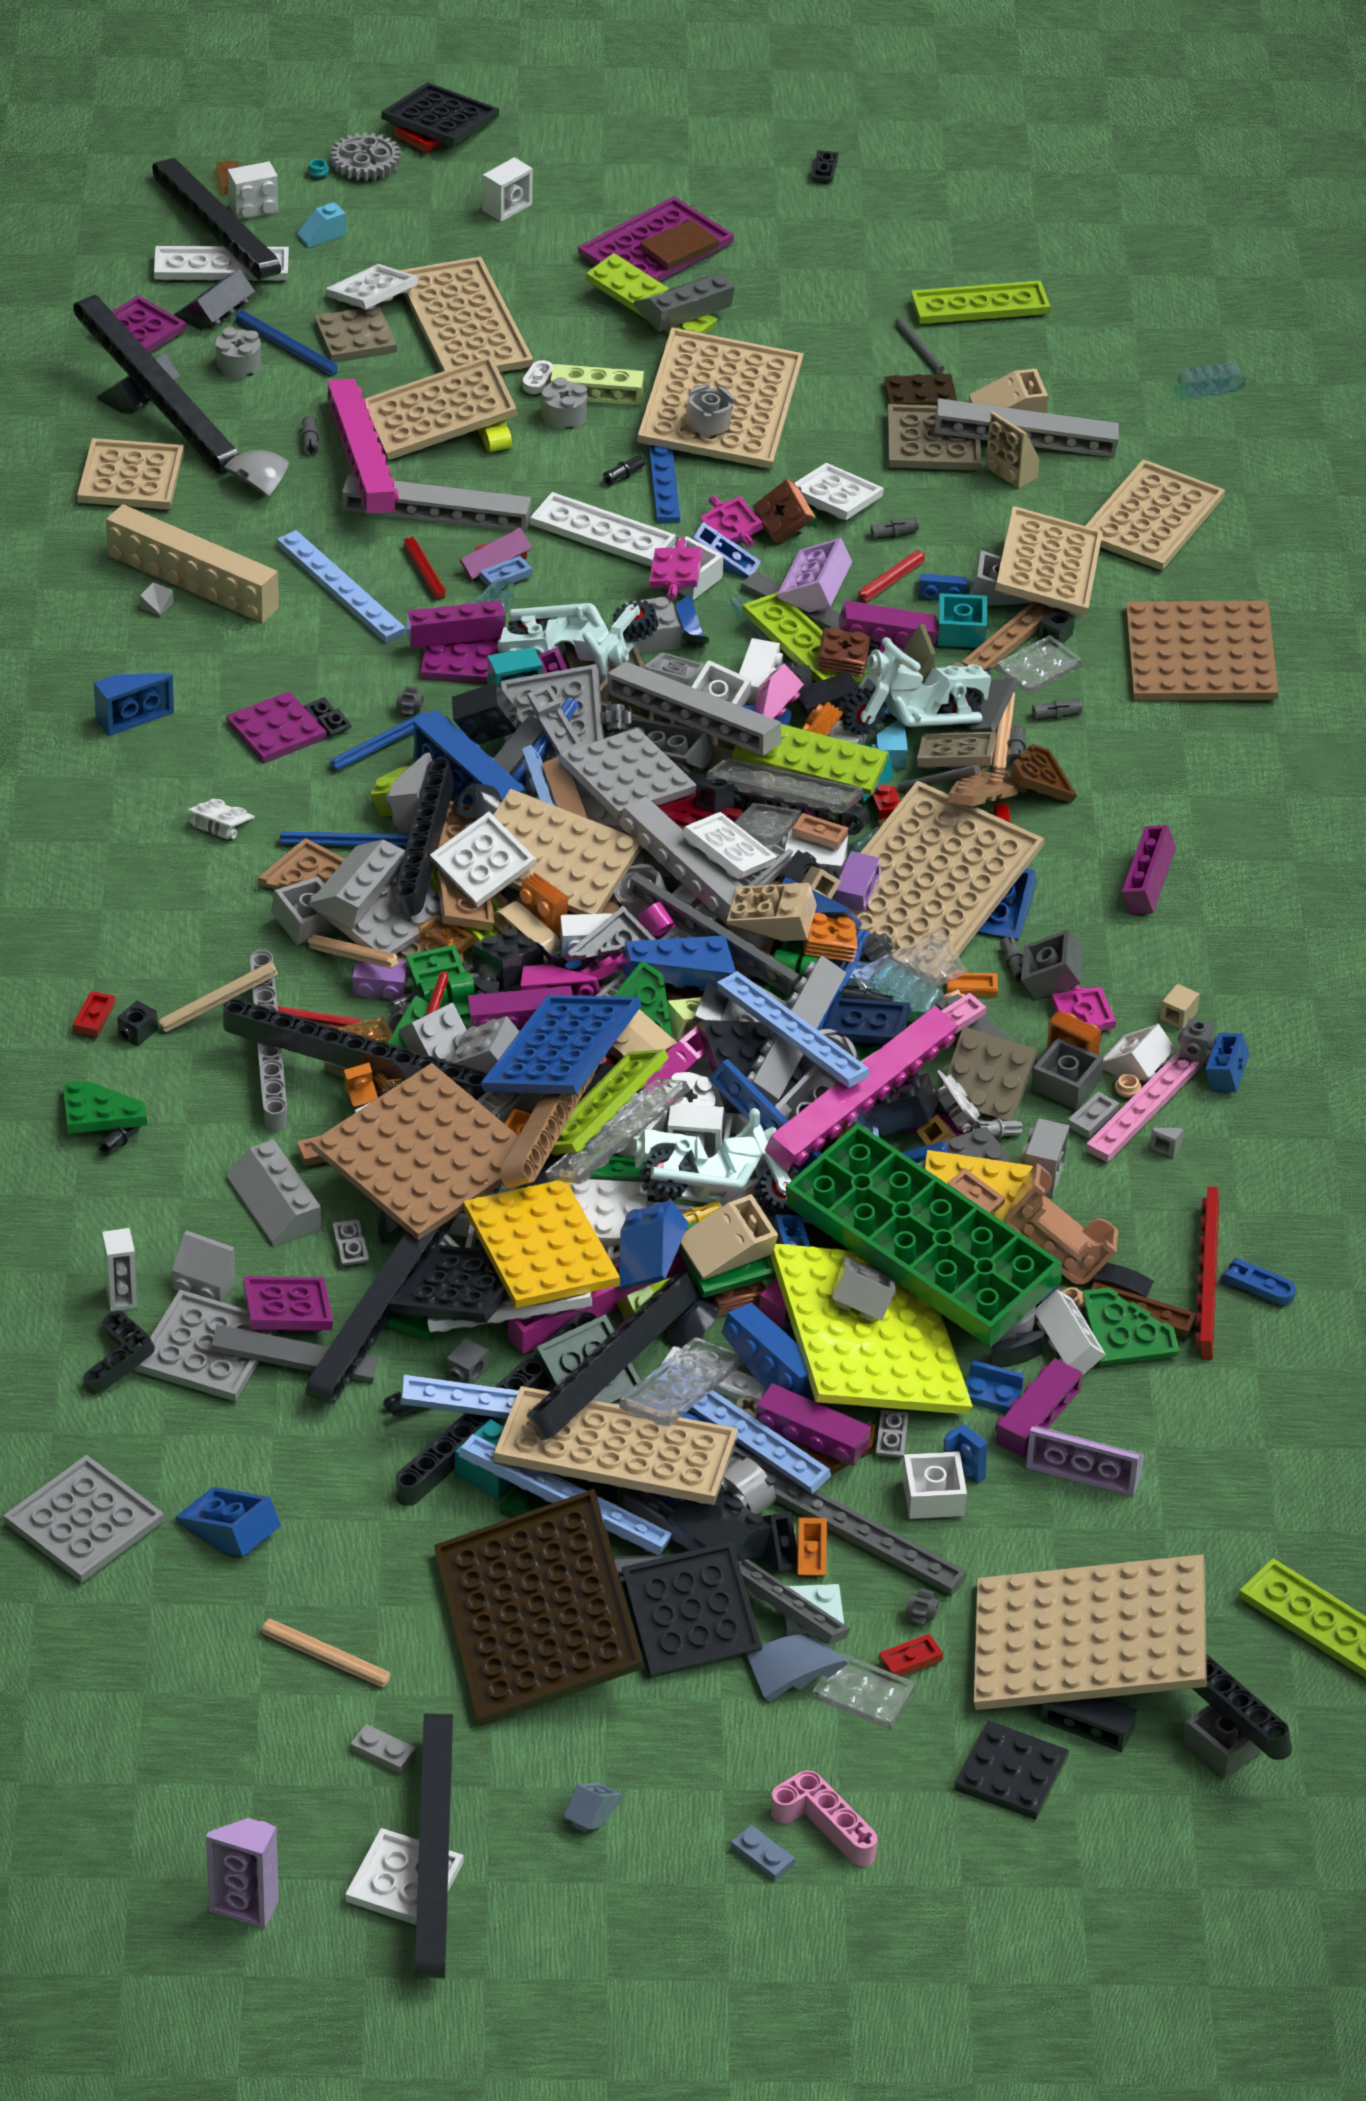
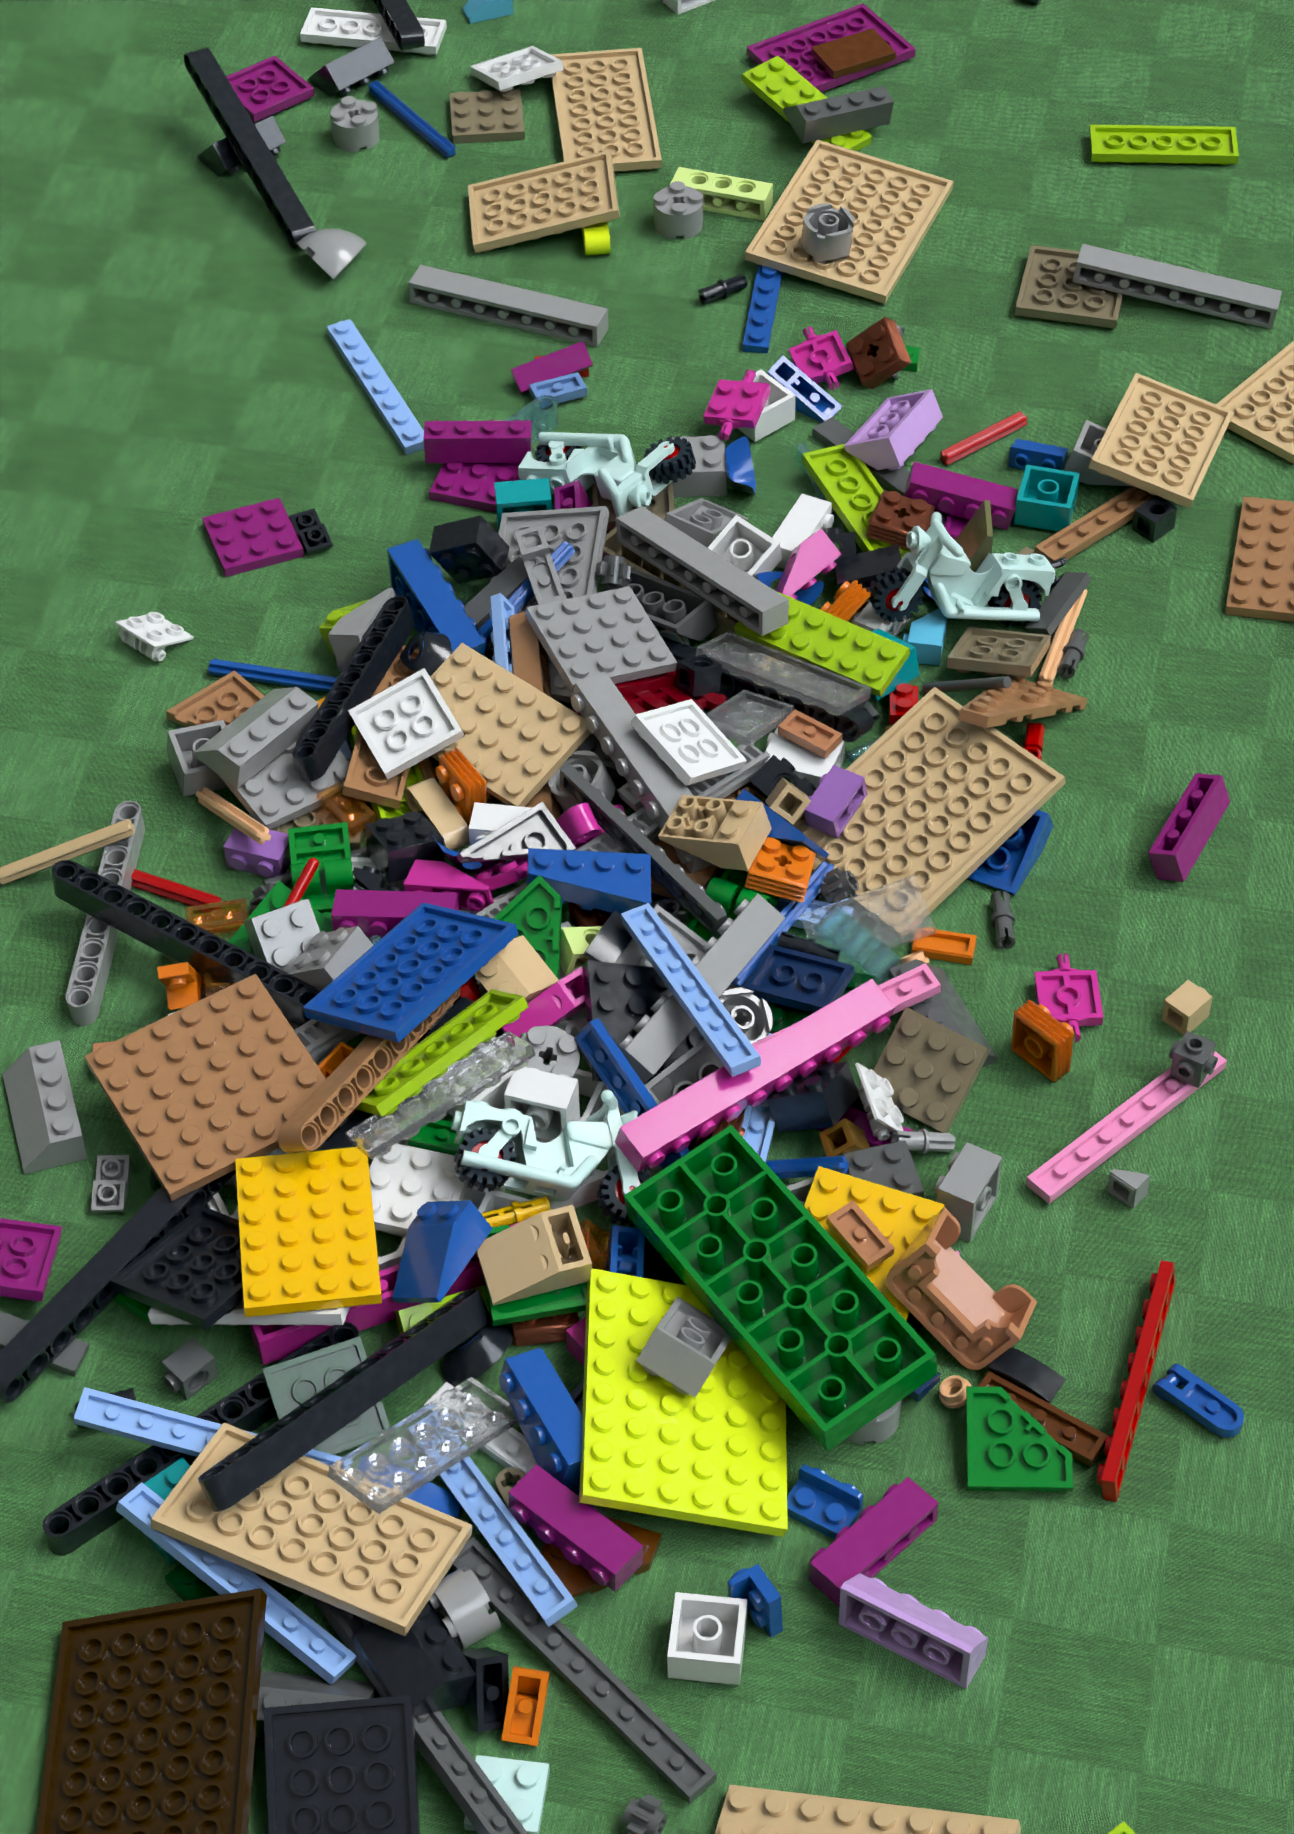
camera: 15 degrees right, 5 degrees up
(130, 473) = (199, 241): tan plate -> none
(132, 700) = (103, 489): blue slope -> none
(156, 599) = (175, 379): light grey slope -> none
(192, 563) = (223, 344): tan brick -> none
(310, 435) = (401, 219): dark grey pin -> none
(362, 446) = (444, 236): dark pink brick -> none
(374, 744) = (343, 571): blue axle -> none
(410, 700) = (404, 523): dark grey gear -> none
(424, 568) = (473, 375): red axle -> none
(537, 377) = (659, 178): white plate -> none
(601, 528) = (675, 350): white plate -> none
(838, 491) = (947, 336): white plate -> none
(892, 1433) = (679, 1551): light grey slope -> none
(894, 527) = (1001, 383): dark grey pin -> none
(919, 389) = (1072, 232): dark brown plate -> none
(921, 347) = (1085, 184): dark grey bar -> none
(1010, 1353) = (880, 1451): black slope -> none
(1011, 452) = (1150, 313): tan slope -> none
(1016, 390) = (1175, 244): tan slope -> none
(1039, 664) = (1124, 559): clear plate -> none
(1041, 772) = (1091, 692): reddish brown plate -> none
(1052, 964) = (1041, 935): dark grey brick -> none
(1057, 709) = (1131, 615): dark grey pin -> none
(1067, 1073) = (1025, 1080): dark grey brick -> none
(1068, 1332) = (937, 1441): white brick -> none
(1093, 1114) = (1046, 1138): light grey plate -> none
(1127, 1085) = (1098, 1098): light nougat plate -> none
(1139, 1053) = (1120, 1065): white slope -> none
(1227, 1062) = (1226, 1091): blue brick -> none

